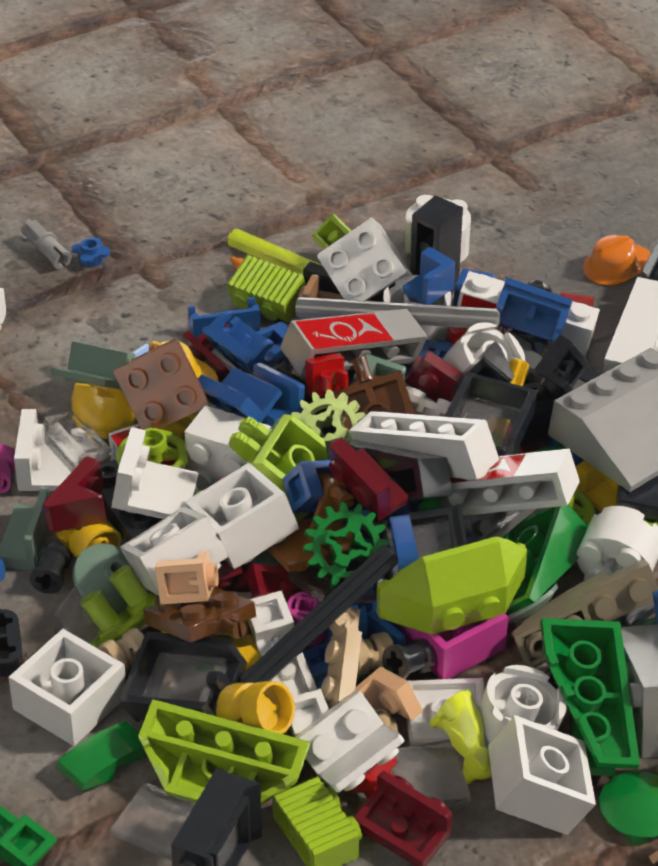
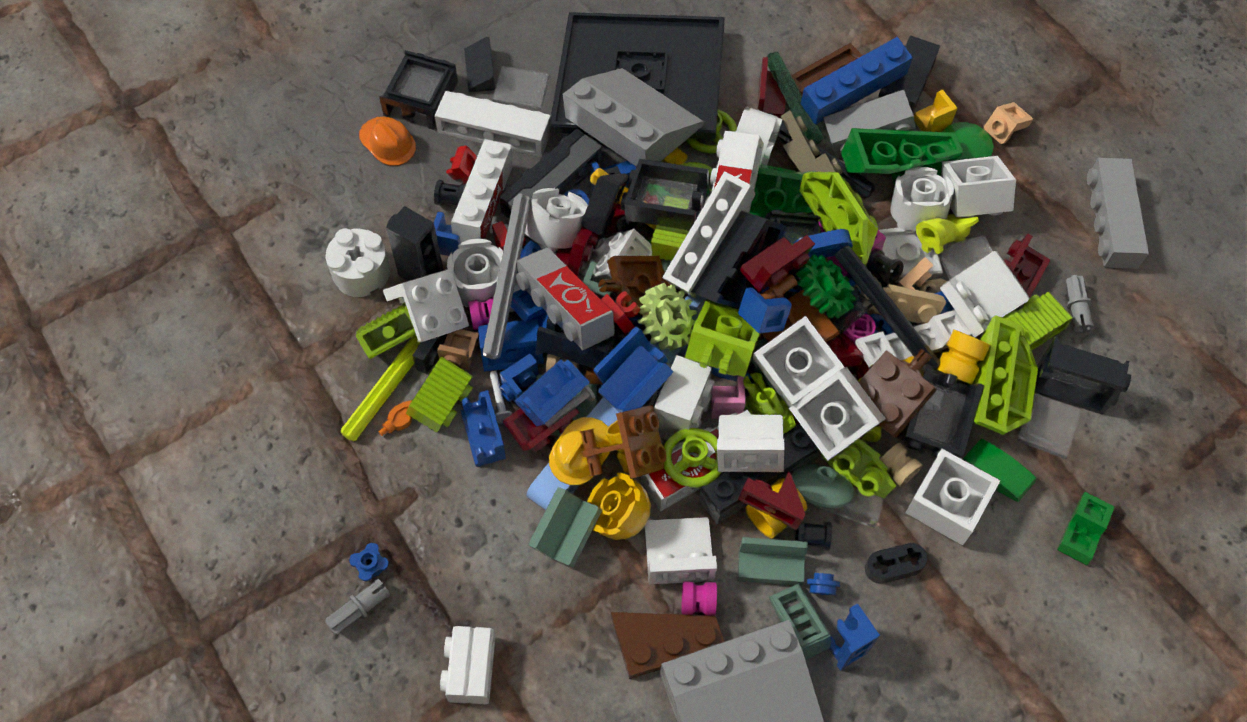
camera: 95 degrees left, 20 degrees up
(73, 439) = (667, 530): clear slope -> none
(186, 579) = (886, 395): light nougat bracket -> none
(435, 278) = (466, 247): blue panel -> none
(533, 310) = (504, 175): blue hinge -> none
(561, 366) = (588, 153): black bracket -> none

